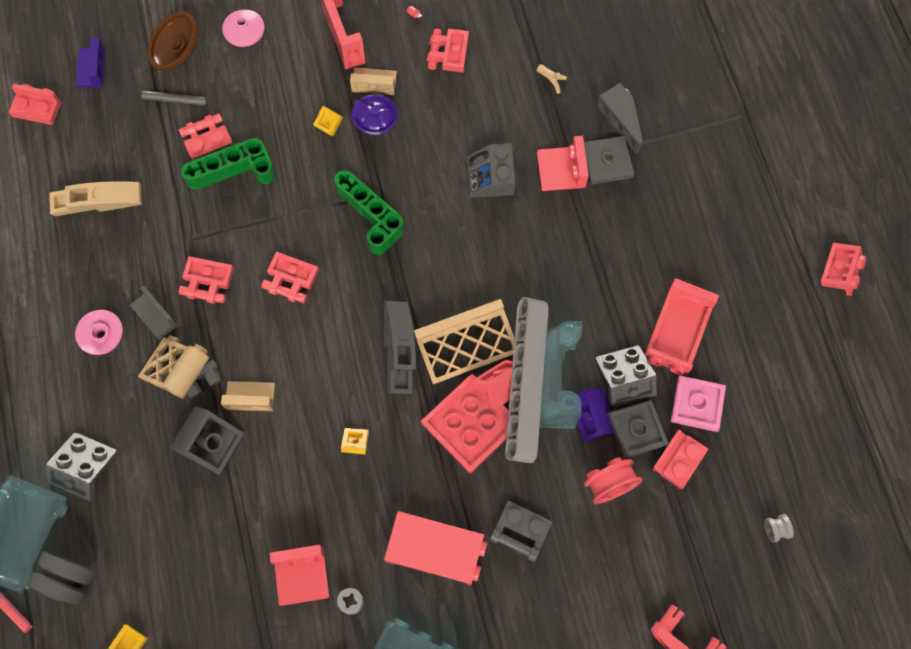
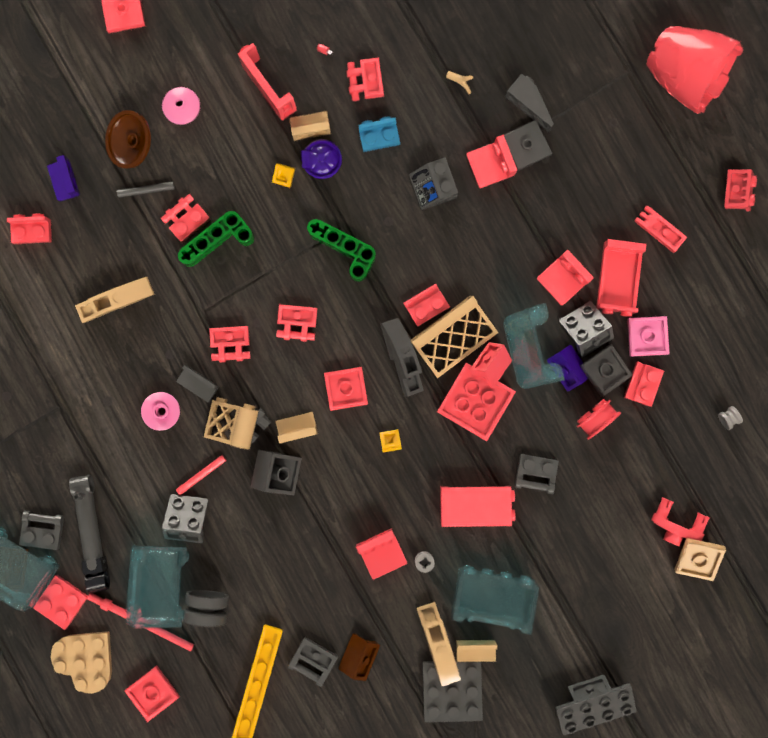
camera: 15 degrees left, 15 degrees up
(118, 419) = (201, 474): none -> coral bar
(321, 366) = (345, 388): none -> coral plate
(445, 299) = (426, 305): none -> coral plate
(446, 106) = (378, 134): none -> dark azure bracket
(527, 380) = (512, 357): light grey beam -> none
(615, 310) = (564, 278): none -> coral bracket
(740, 287) = (661, 229): none -> coral hinge
(816, 118) = (693, 64): none -> coral piece

